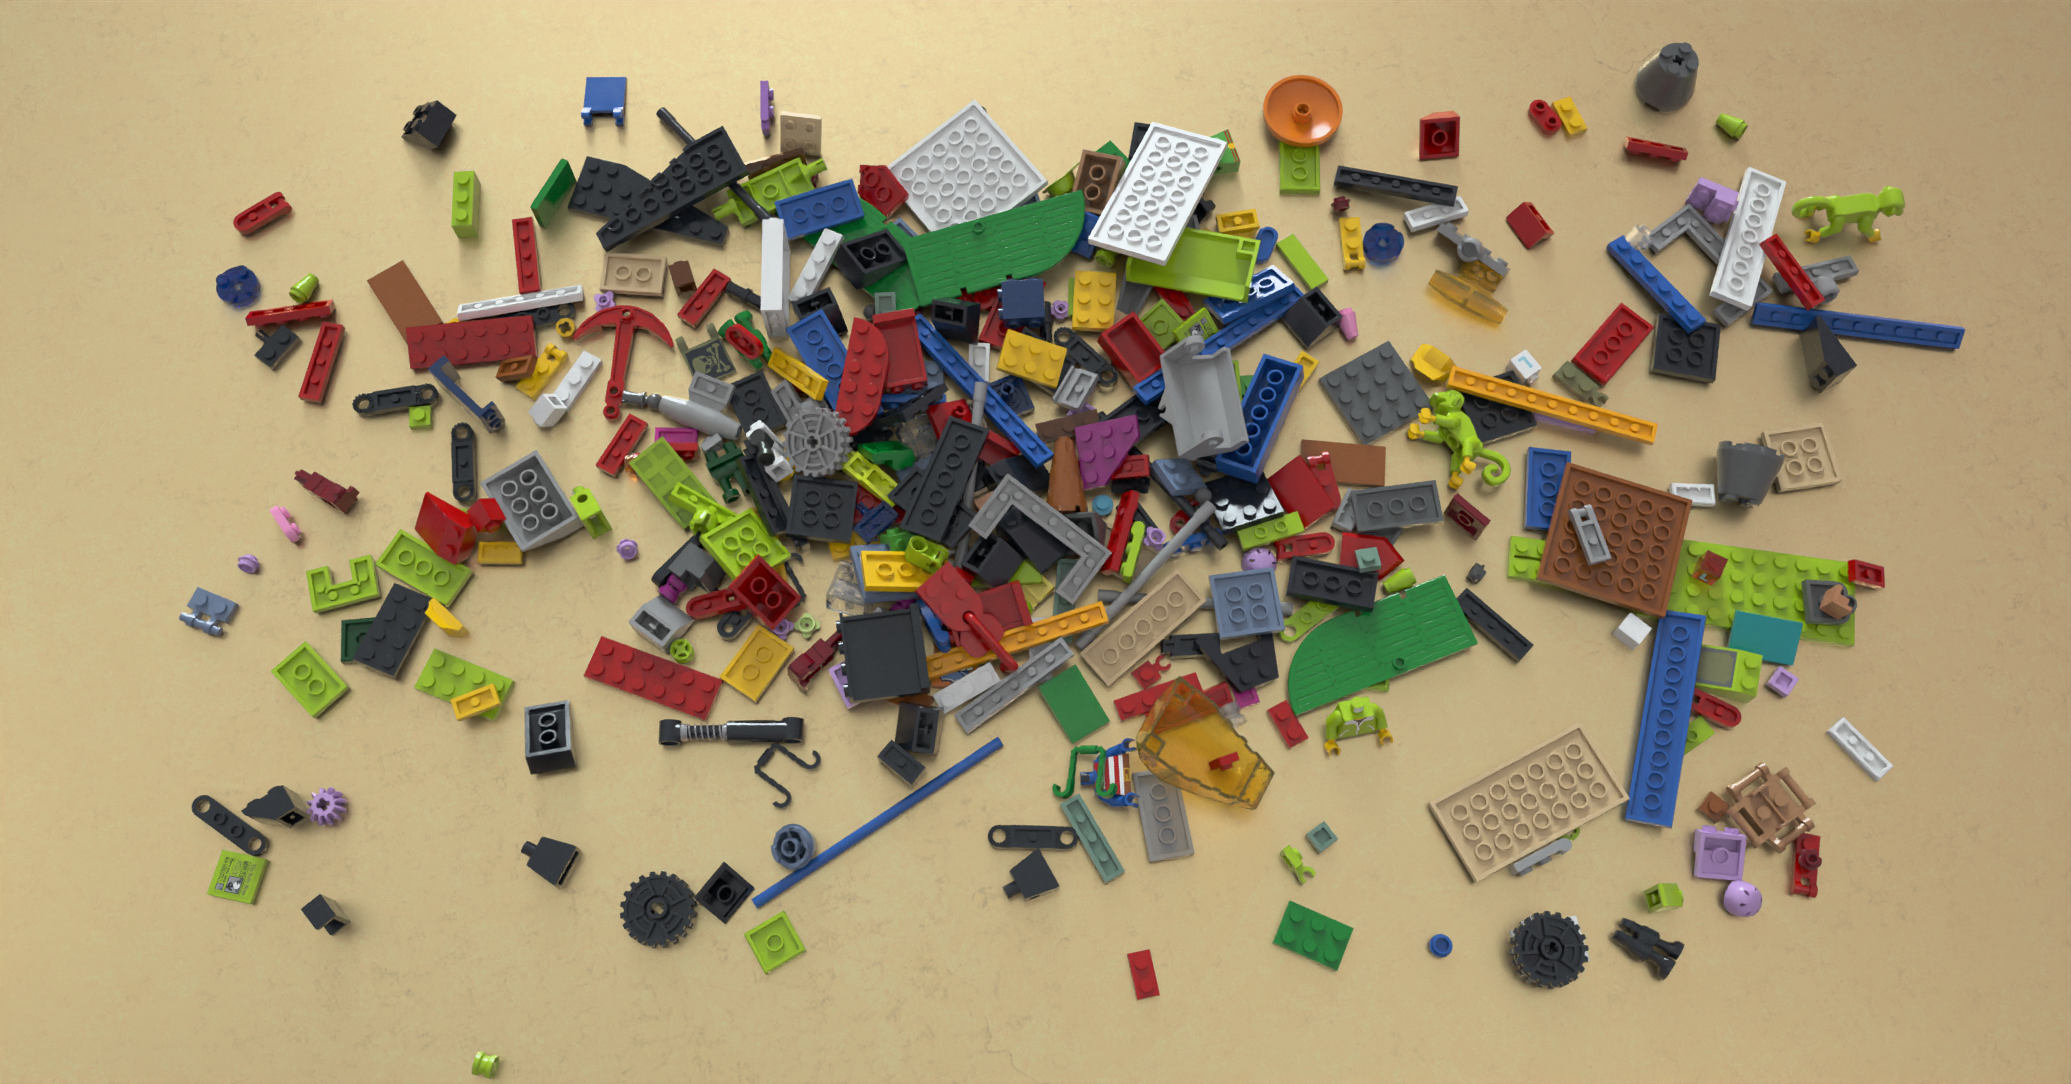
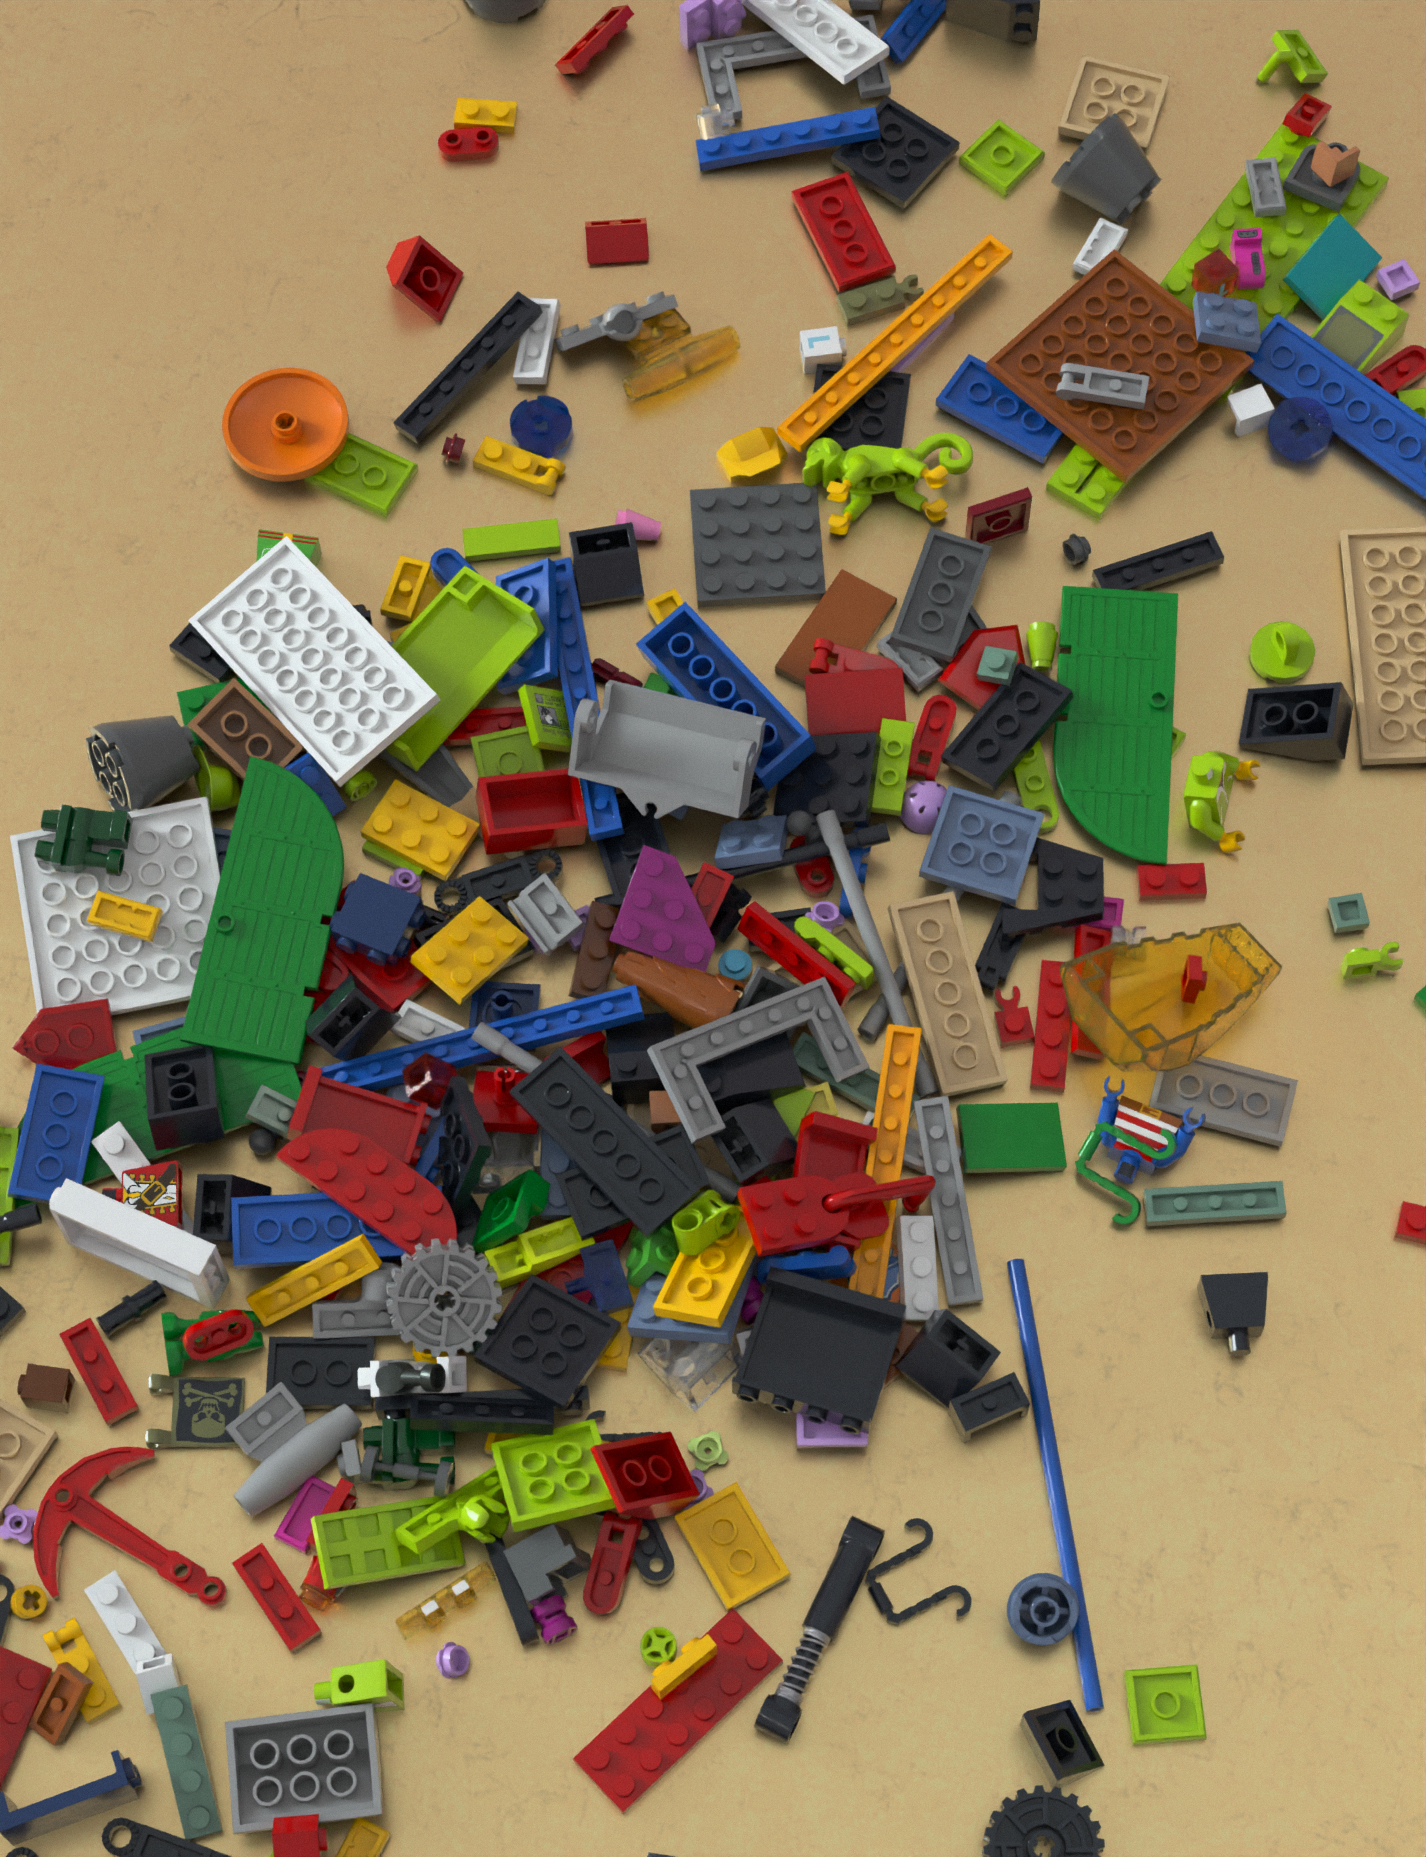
camera: 60 degrees left, 5 degrees down
(512, 442) = (186, 1762): none -> sand green plate
(641, 399) = (229, 1519): dark grey pin -> none
(650, 526) = (434, 1609): none -> clear yellow plate
(660, 622) = (601, 1658): light grey slope -> none
(665, 663) = (670, 1675): none -> yellow plate
(718, 492) = (371, 1465): none -> dark grey wheel
(805, 271) = (154, 1191): none -> torso
(813, 660) = (770, 1461): dark red piece -> none
(942, 372) = (428, 1079): none -> clear red brick
(957, 177) = (124, 916): none -> yellow plate
(988, 128) = (76, 833): none -> dark green hips
(1032, 837) = (1176, 1281): black plate -> none
(1054, 140) = (141, 760): none -> dark grey cone
(1247, 354) = (607, 671): none -> dark red piece
(1433, 752) = (1298, 721): none -> black slope
(1477, 723) = (1282, 652): none -> lime tile
(1636, 654) = (1309, 444): none -> clear blue plate
(1681, 588) = (1226, 321): none -> sand blue plate
(1722, 410) = (1001, 157): none -> lime tile
(1736, 582) = (1248, 258): none -> dark pink leg
(1795, 570) = (1265, 187): none -> light grey plate
(1908, 549) = (1297, 54): none -> lime plate

